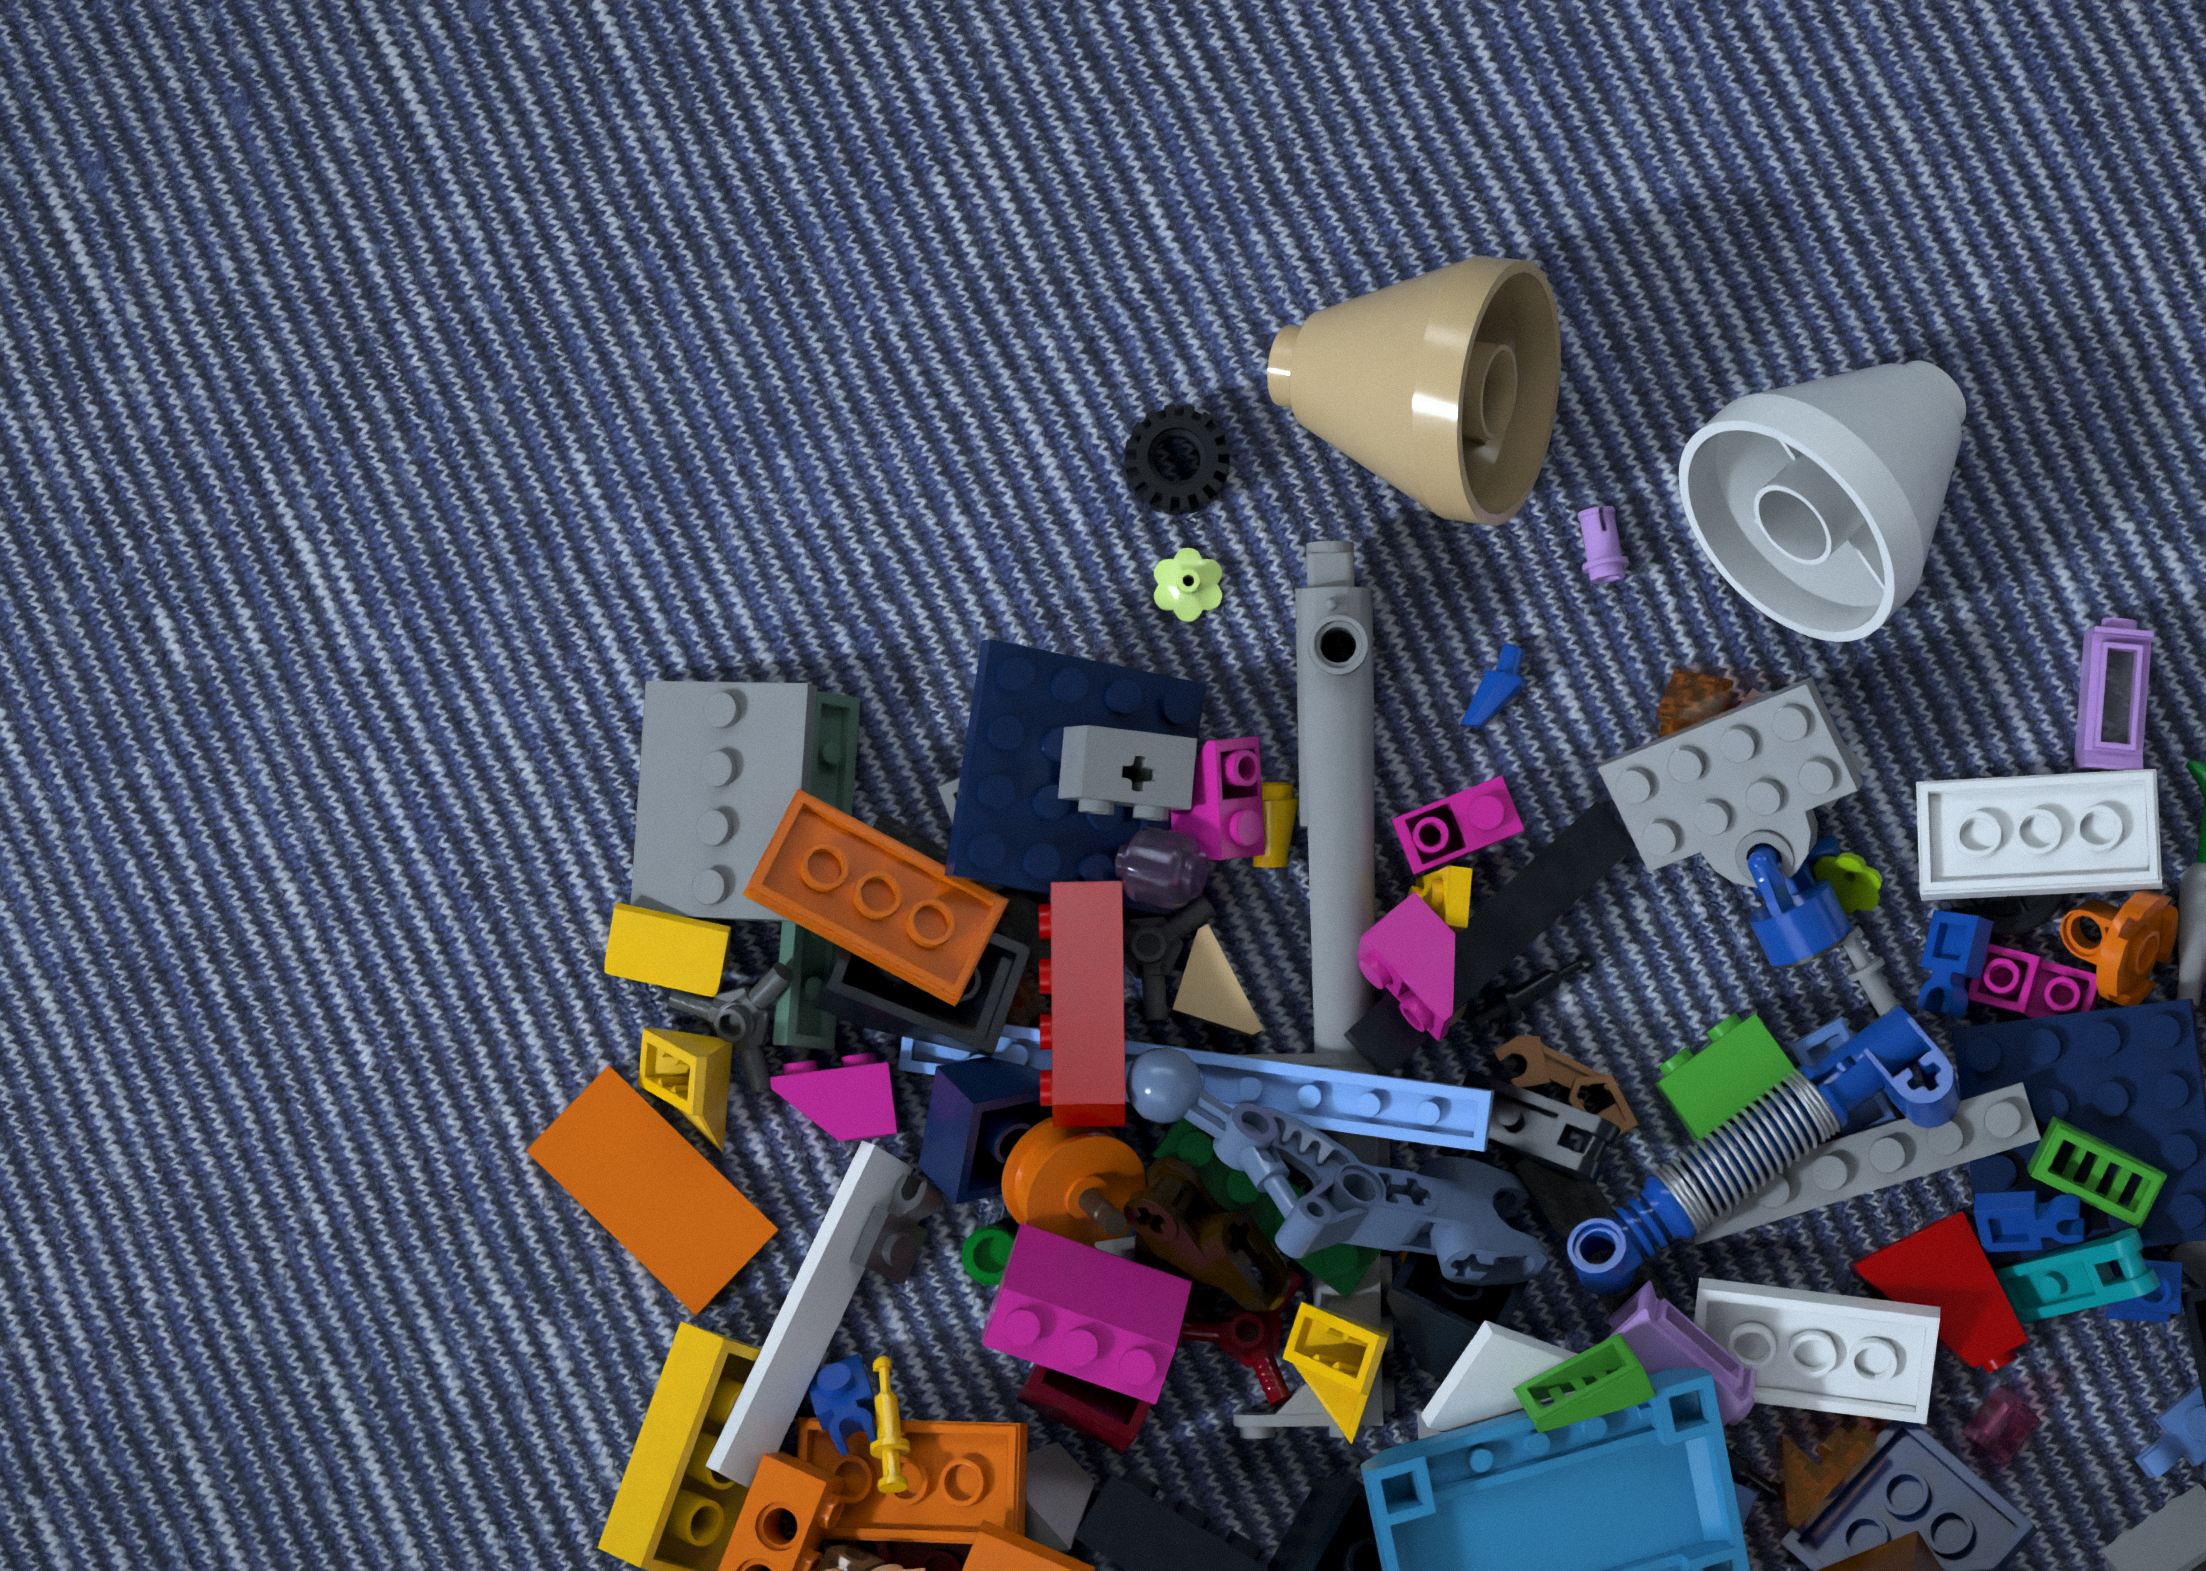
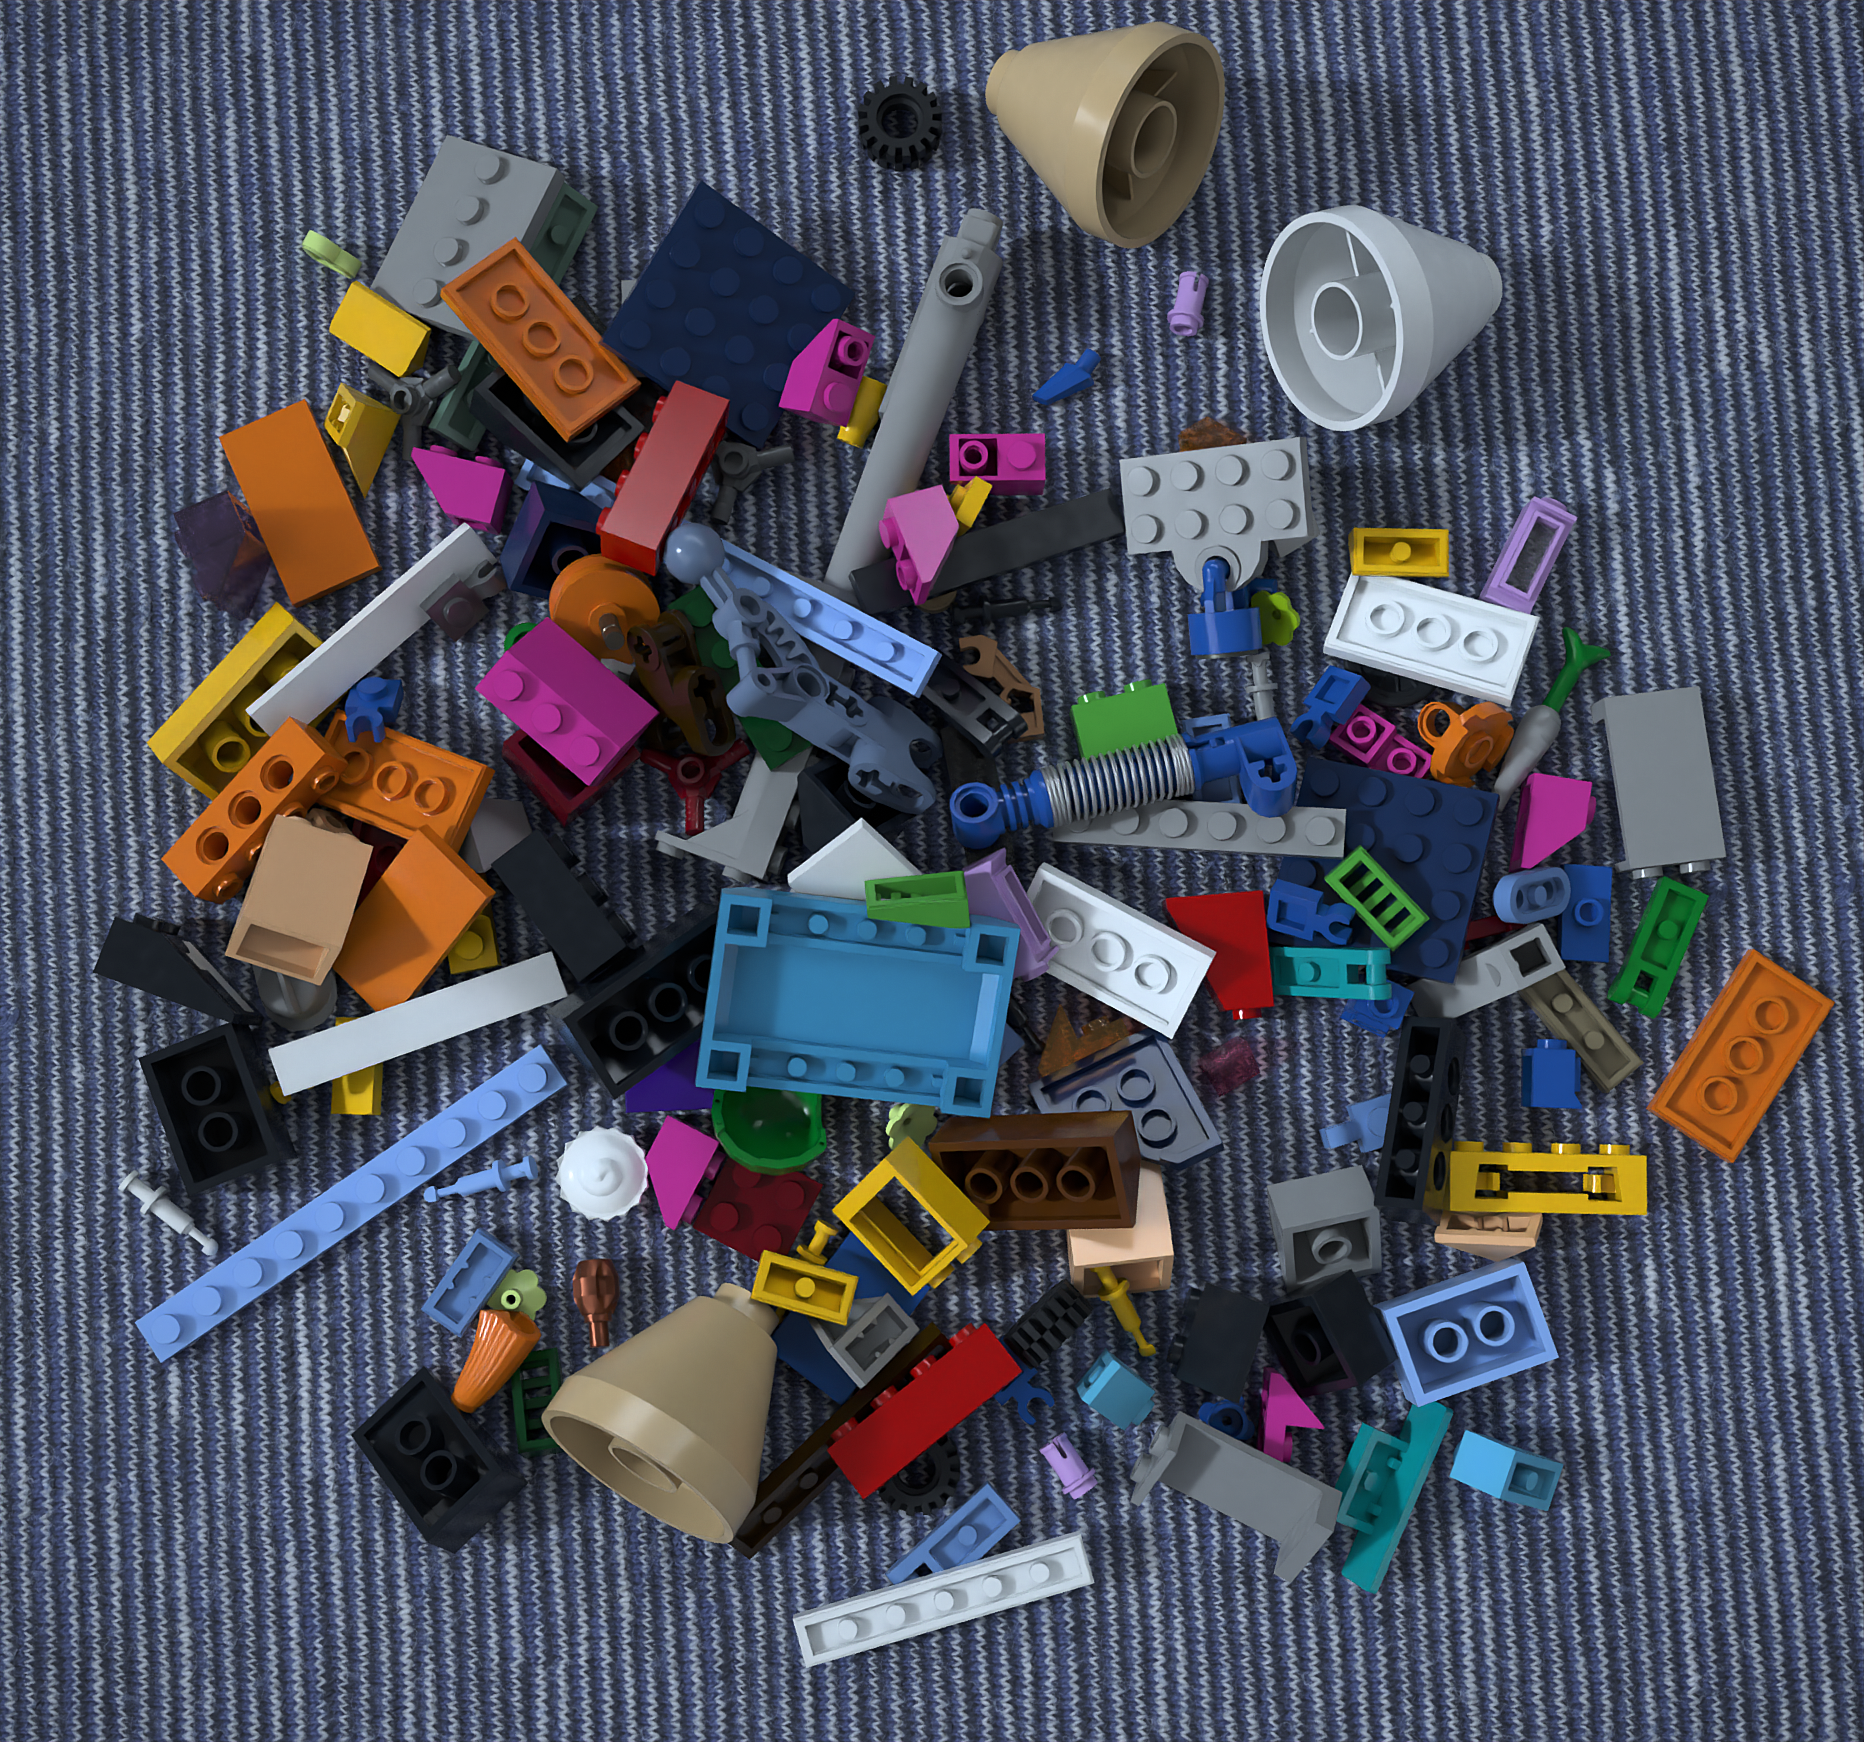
camera: 20 degrees right, 0 degrees up
(571, 881) = (330, 255): none -> yellowish green tile
(602, 1285) = (225, 551): none -> clear purple slope
(889, 1443) = (387, 745): yellow piece -> none
(1159, 767) = (791, 318): light grey brick -> none
(1162, 867) = (762, 401): clear purple head -> none
(1188, 600) = (872, 228): yellowish green plant -> none
(1211, 990) = (766, 513): tan slope -> none
(1336, 1361) = (746, 817): yellow slope -> none
(1963, 749) = (1399, 552): none -> yellow slope

